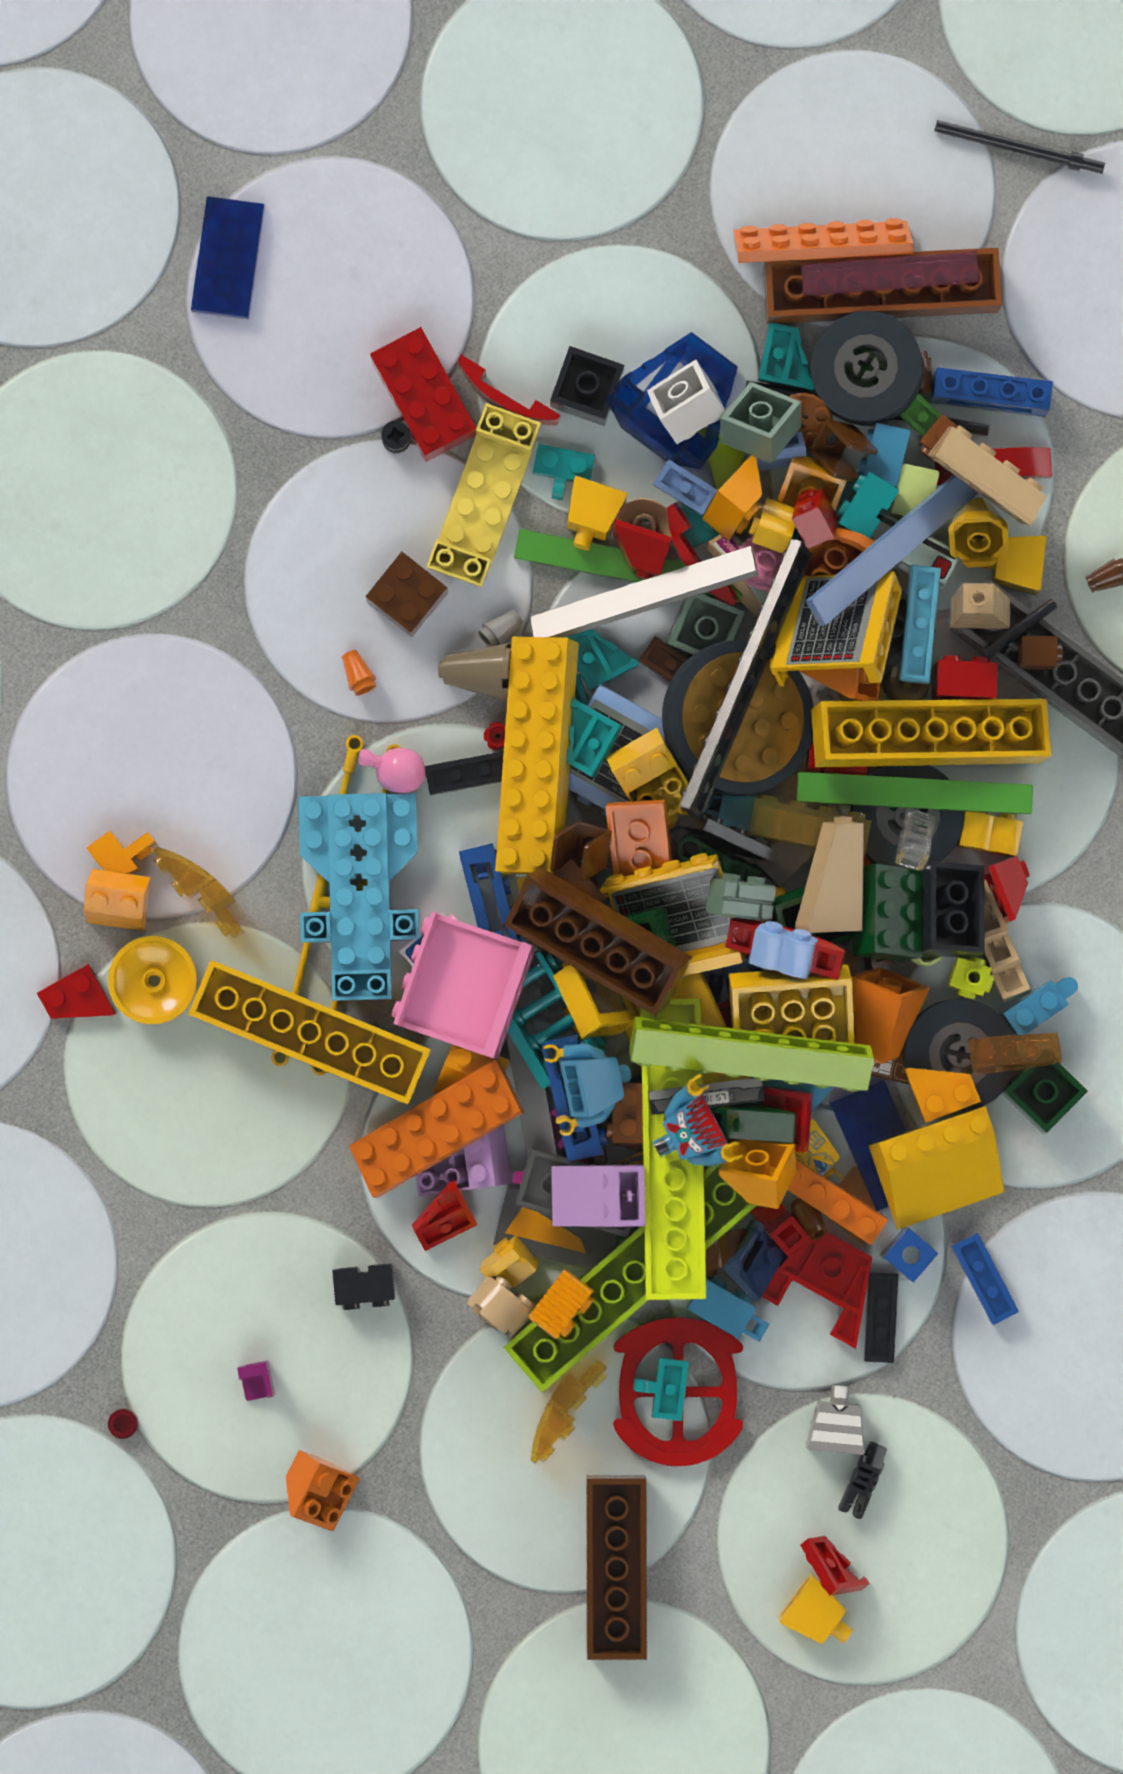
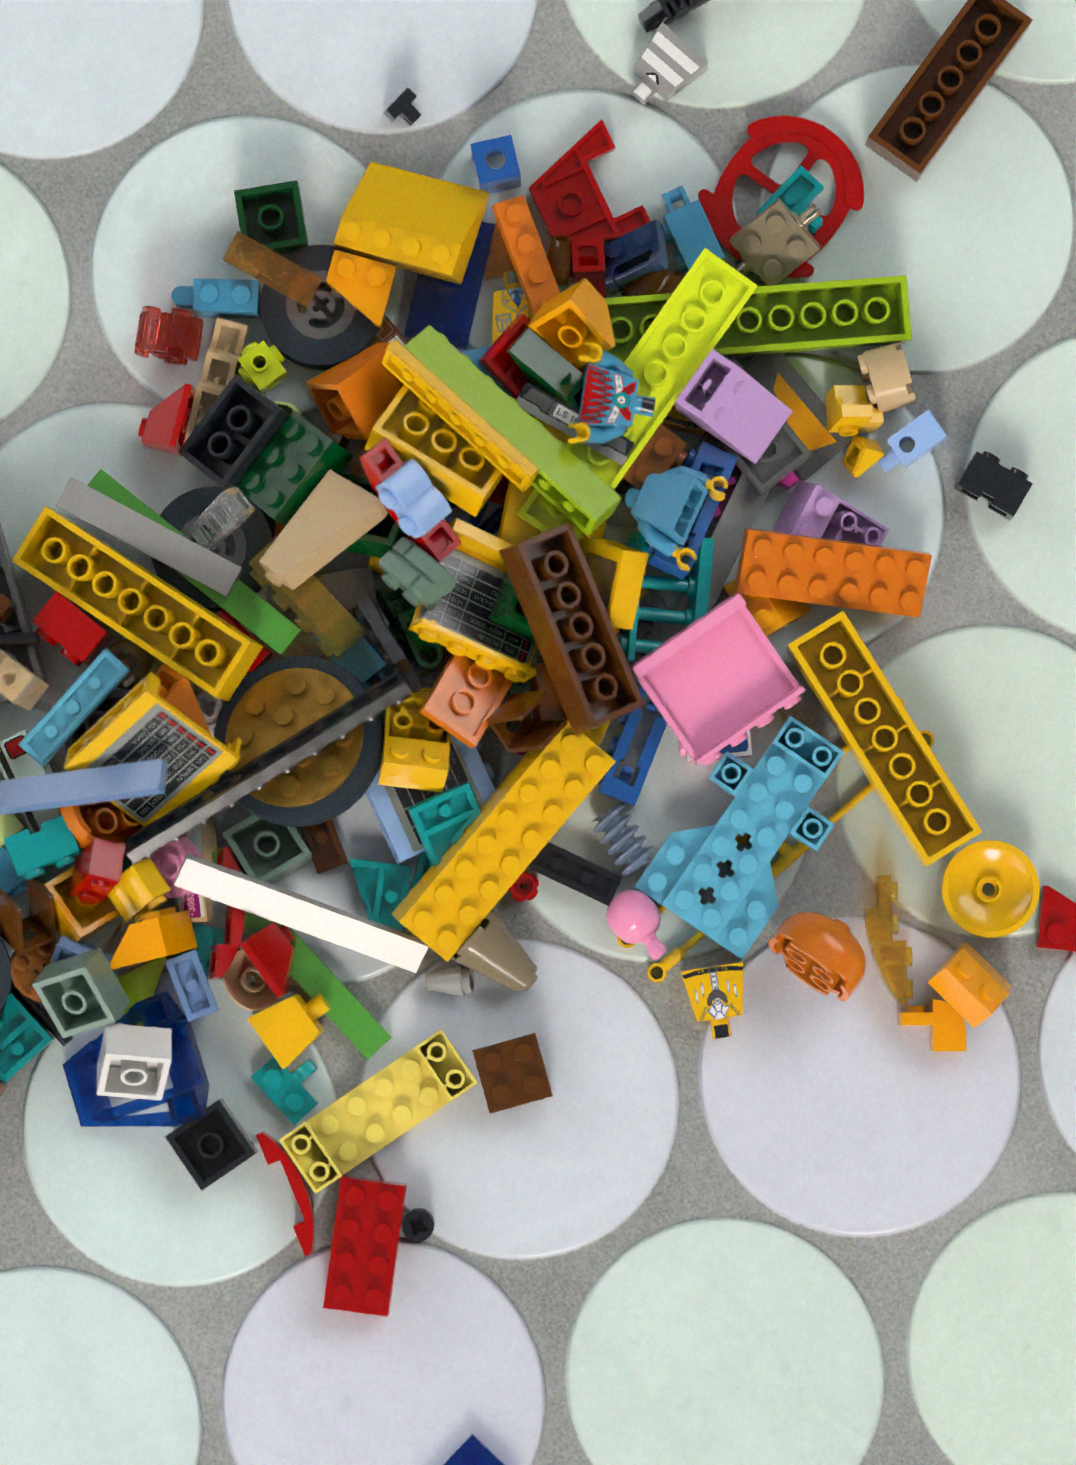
camera: 135 degrees left, 0 degrees up
(243, 843) = (821, 953): none -> orange cylinder
(299, 757) = (715, 995): none -> yellow torso
(358, 674) = (607, 1033): orange cone -> none
(442, 1283) = (926, 435): none -> light blue torso
(444, 1218) = (882, 492): red wing -> none
(449, 822) = (622, 839): none -> sand blue piece
(478, 1235) = (861, 455): none -> yellow slope
(555, 1418) = (908, 248): clear yellow slope -> none
(561, 1304) = (834, 336): light orange brick -> none
(657, 1346) = (775, 242): none -> dark tan plate
(795, 1037) = (459, 415): none -> yellow tile
(881, 1317) = (559, 131): black tile -> none
(958, 788) = (149, 537): none -> light grey tile
(984, 1278) = (444, 98): blue plate -> none
(991, 833) = (148, 479): yellow brick -> none
(1011, 1249) = (403, 108): none -> black tile
(1055, 949) = (168, 335): none -> clear red brick

